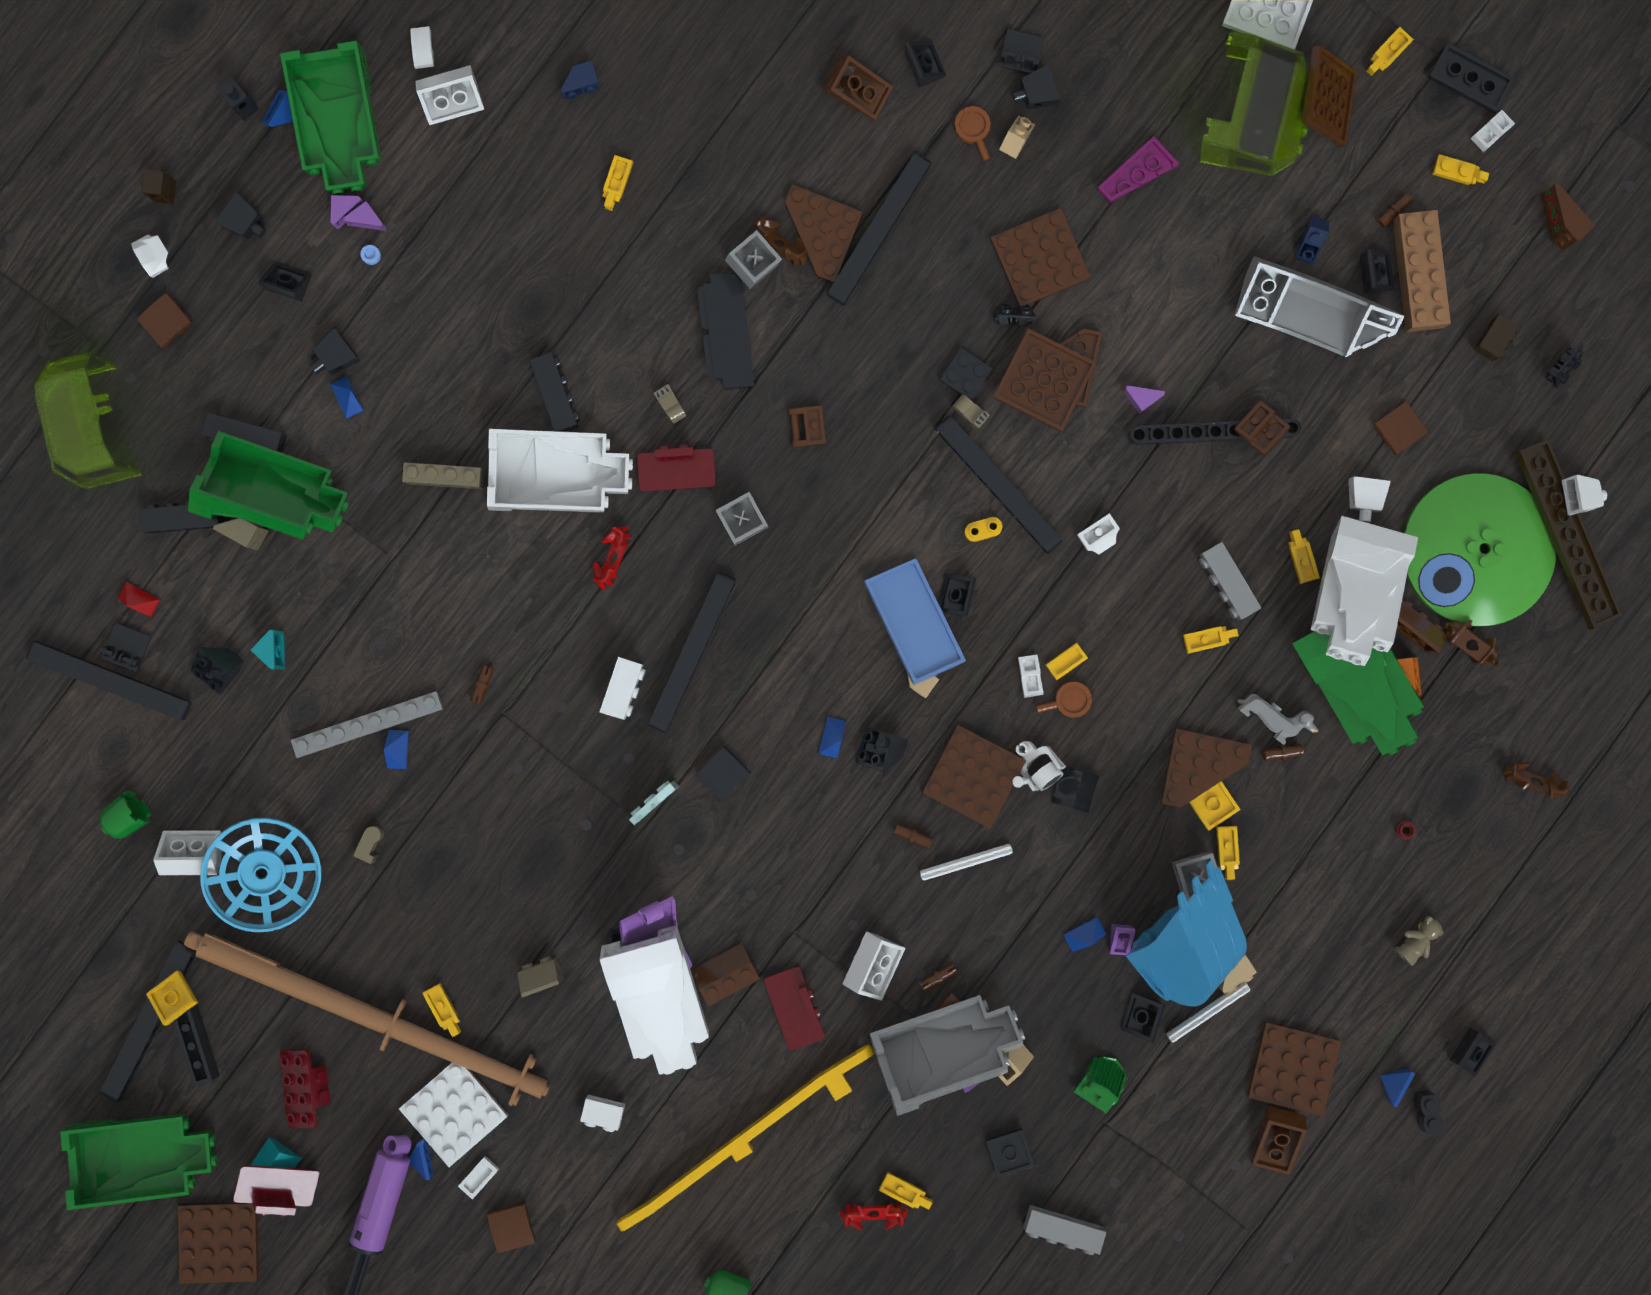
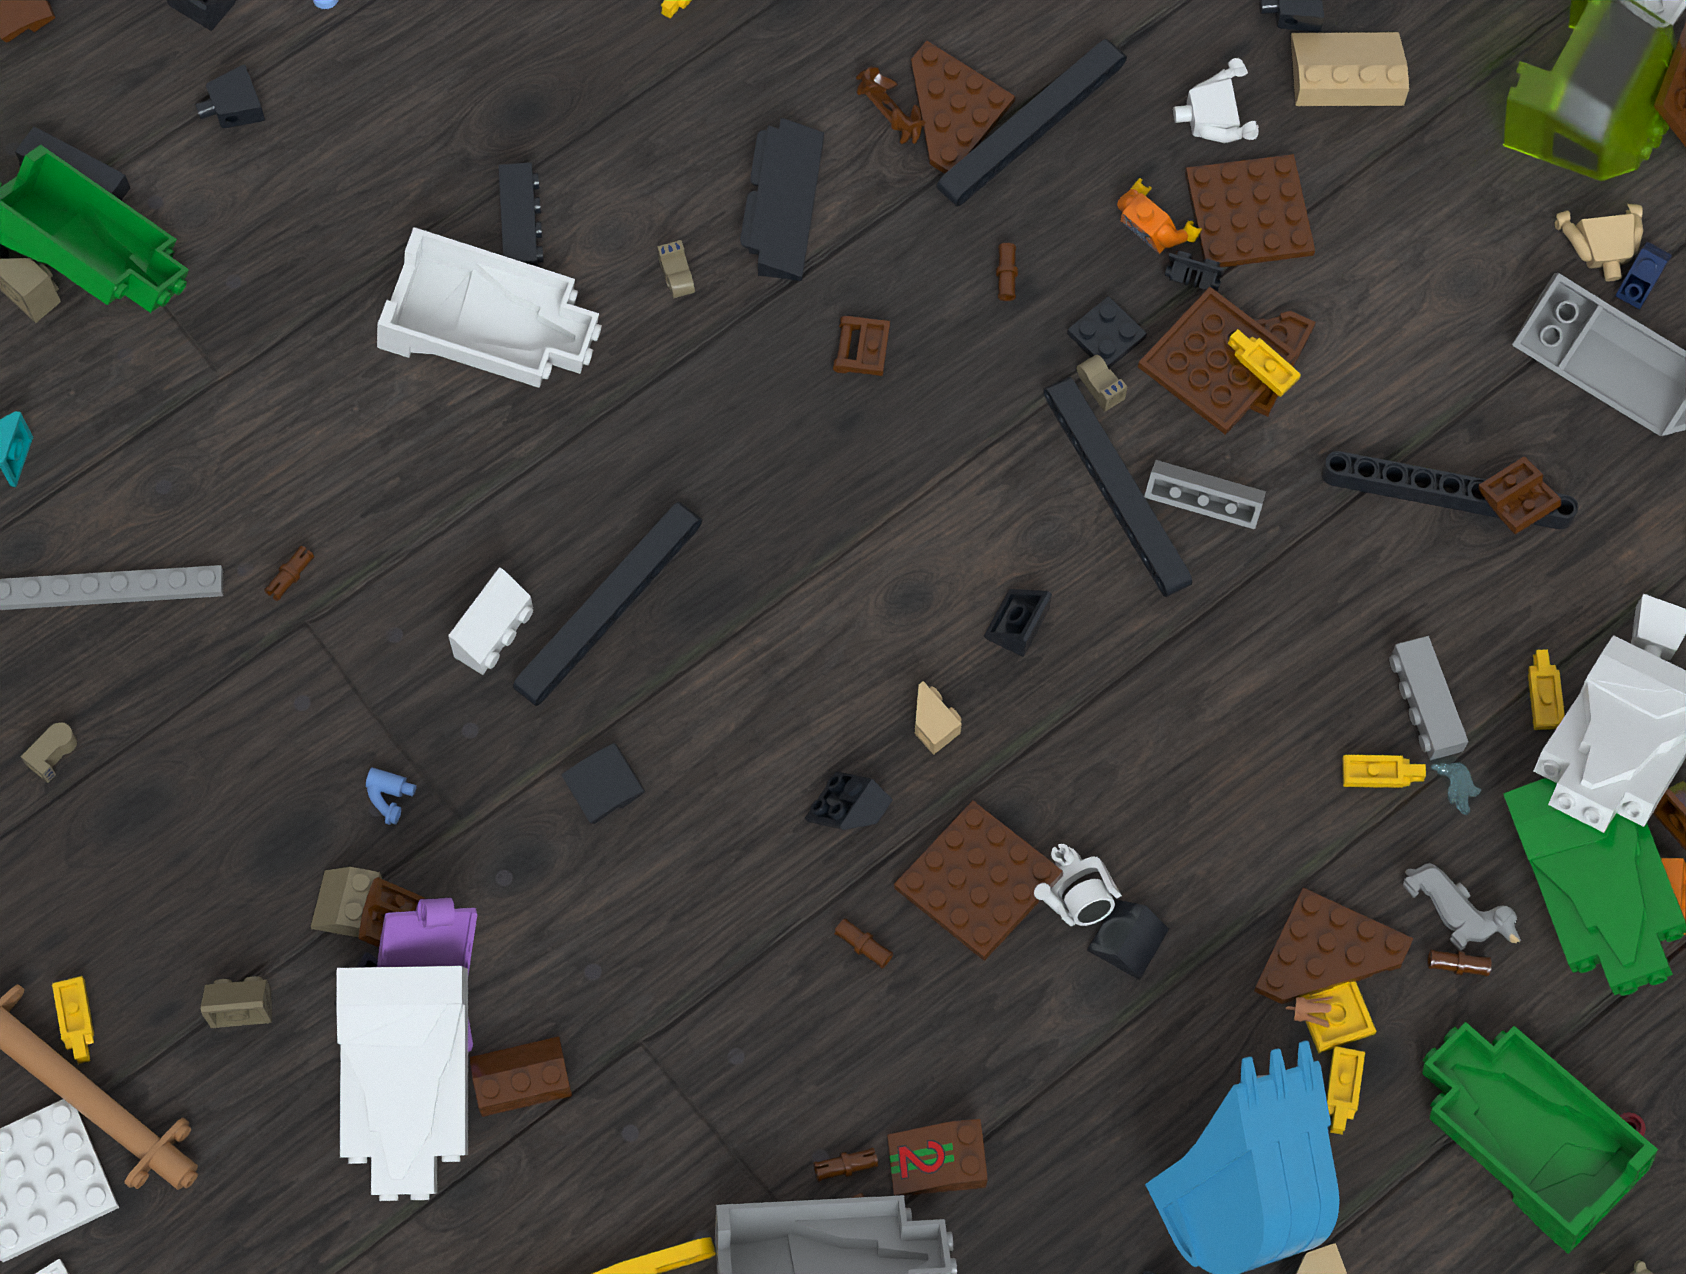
camera: 15 degrees right, 20 degrees down
(347, 397) = (230, 160): blue slope -> none
(396, 749) = (136, 632): blue slope -> none
(443, 475) = (329, 285): dark tan brick -> none
(585, 809) = (389, 783): none -> medium blue plant
(587, 893) = (342, 900): none -> dark tan slope
(602, 1113) = (265, 1234): white brick -> none
(618, 545) = (548, 427): red piece -> none
(618, 899) = (384, 899): none -> reddish brown slope
(653, 801) = (495, 784): light aqua plate -> none
(676, 469) = (660, 354): dark red bracket -> none
(742, 518) = (734, 438): light grey brick -> none
(753, 259) = (846, 115): light grey brick -> none
(794, 1008) = (611, 1155): dark red bracket -> none
(832, 737) = (780, 774): blue slope -> none
(873, 966) = (751, 1120): white slope -> none
(889, 347) = (1007, 271): none -> reddish brown pin
(914, 621) = (946, 637): medium blue tile -> none
(965, 862) = (934, 1003): white axle -> none
(972, 127) = (1196, 30): dark orange piece -> none
(975, 287) = (1152, 222): none -> orange torso
(983, 528) = (1080, 543): yellow plate -> none
(992, 959) = (938, 1158): none -> reddish brown slope
(999, 187) = (1214, 110): none -> white torso
(1017, 136) = (1255, 51): tan slope -> none
(1030, 676) = (1099, 759): white slope -> none
(1057, 478) = (1205, 494): none -> light grey brick
(1066, 661) = (1158, 753): yellow tile -> none
(1071, 699) = (1153, 809): dark orange piece -> none
(1077, 378) = (1264, 362): none -> yellow hinge
(1084, 129) = (1349, 69): none -> tan slope
(1085, 935) = (1091, 1160): blue slope -> none
(1100, 535) = (1249, 588): white slope -> none
(1121, 939) = (1147, 1166): medium lavender slope -> none
(1142, 397) = (1355, 420): medium lavender slope -> none
(1144, 166) = (1414, 133): magenta wing -> none
(1196, 811) = (1306, 1006): none -> nougat piece
(1260, 633) = (1461, 784): none -> clear light blue piece
(1284, 220) = (1605, 240): none -> tan torso
(1349, 850) = (1535, 1130): none -> green panel

